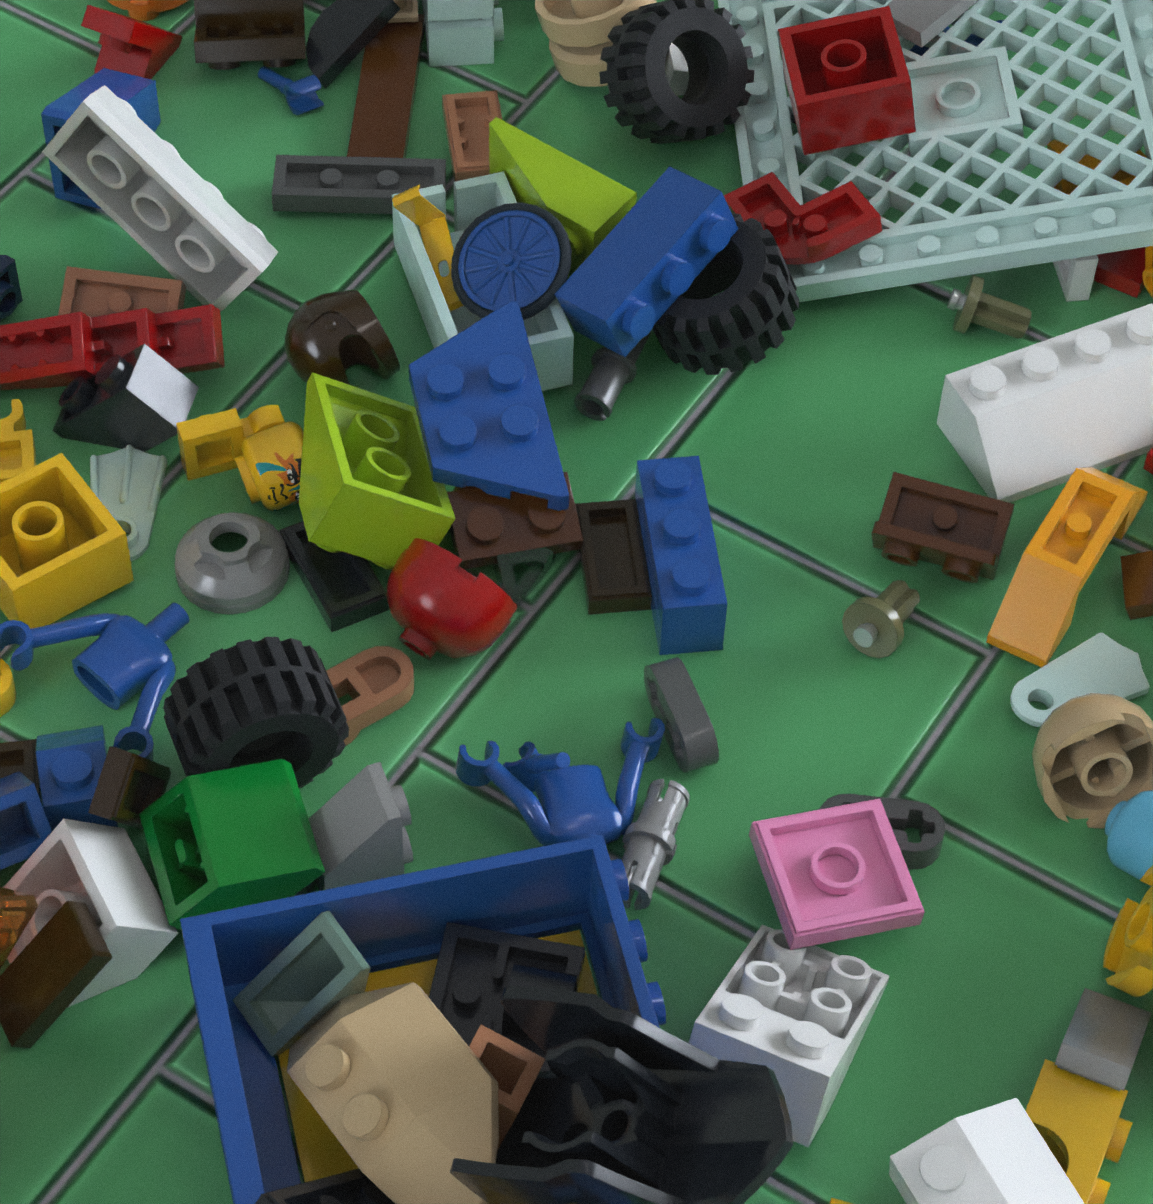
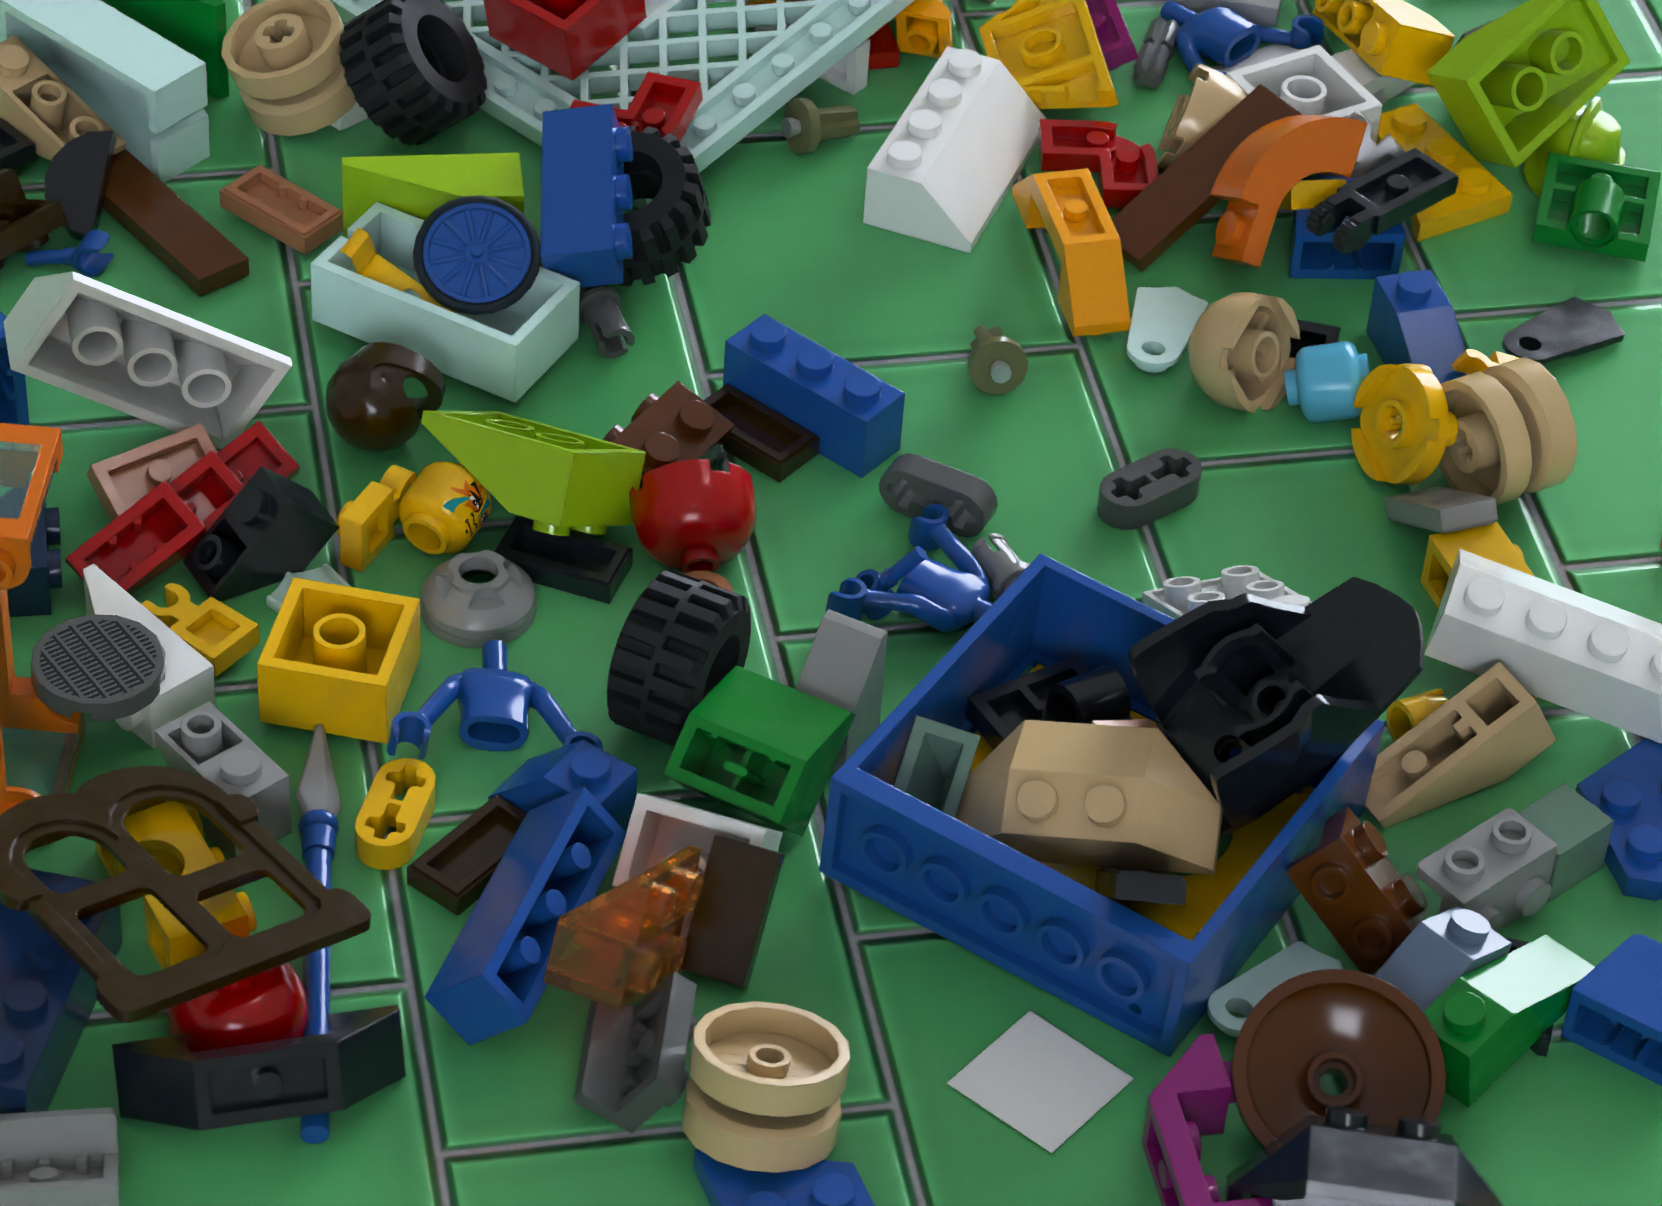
camera: 45 degrees left, 10 degrees down
(128, 787) = (649, 747): dark brown tile -> none
(349, 183) = (242, 284): dark grey plate -> none
(487, 412) = (589, 366): blue wing -> none
(835, 873) = (1168, 518): bright pink plate -> none
(942, 528) = (964, 278): reddish brown bracket -> none

